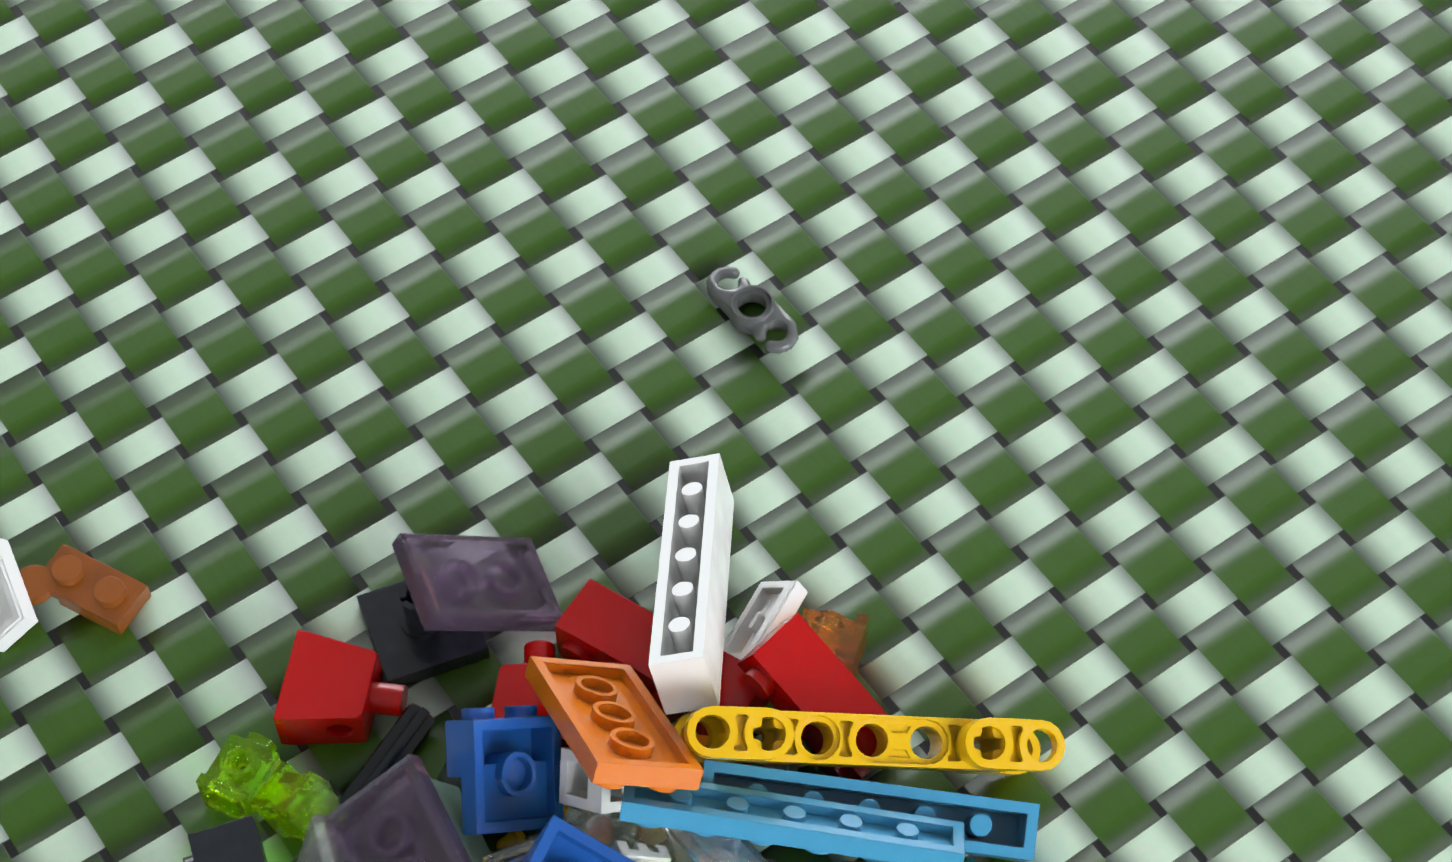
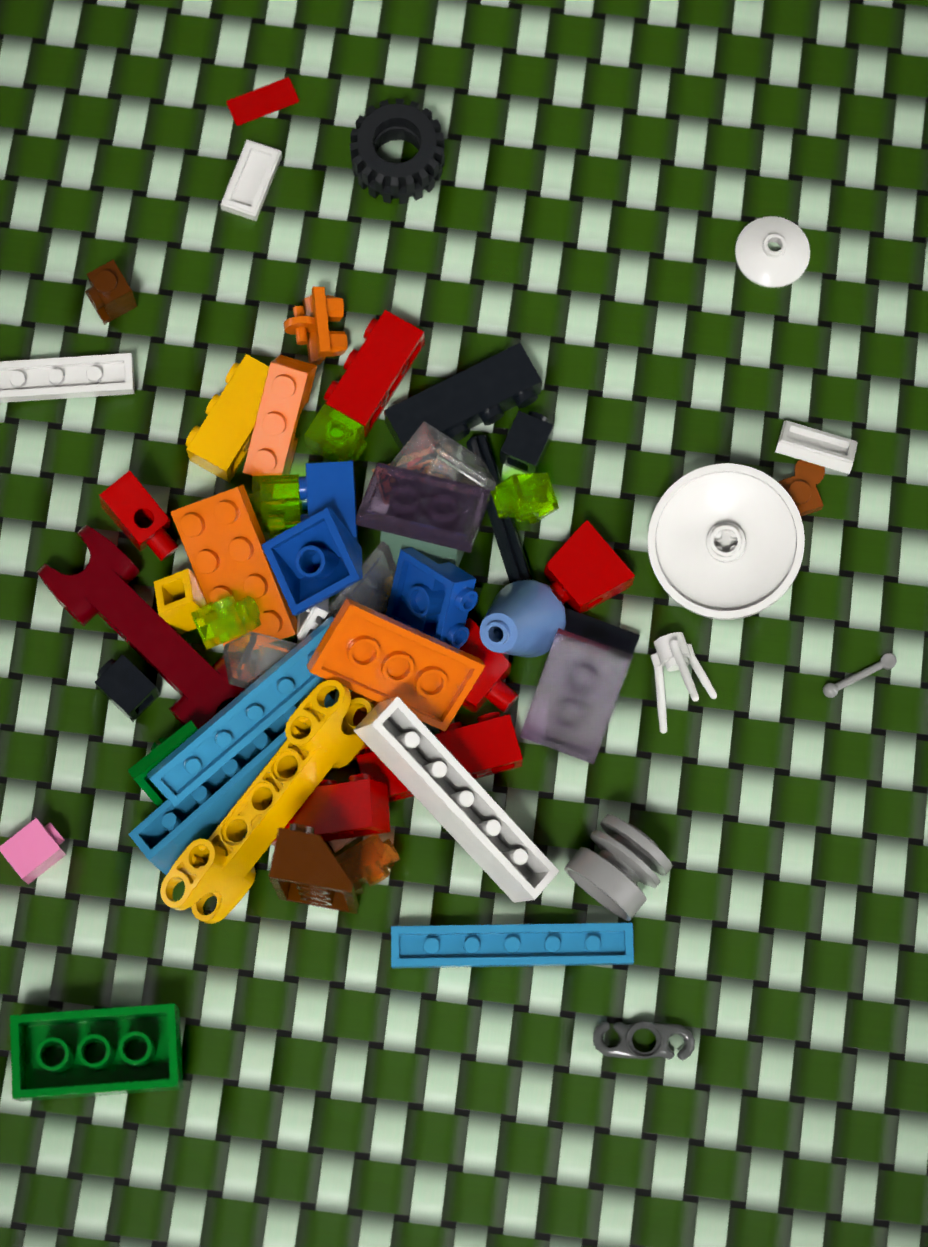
camera: 130 degrees right, 20 degrees up
(183, 585) = (726, 541): none -> white dish
(189, 387) = (886, 662): none -> light grey hinge
(232, 789) = (572, 502): clear neon green brick -> none
(349, 550) = (676, 655): none -> white plant
(442, 680) = (523, 620): none -> medium blue cone
(615, 421) = (624, 860): none -> light grey wheel
(765, 611) = (408, 837): white tile -> none
(779, 469) = (512, 945): none -> dark azure plate
(903, 627) = (308, 872): none -> reddish brown slope
(1259, 712) = (96, 1052): none -> green brick

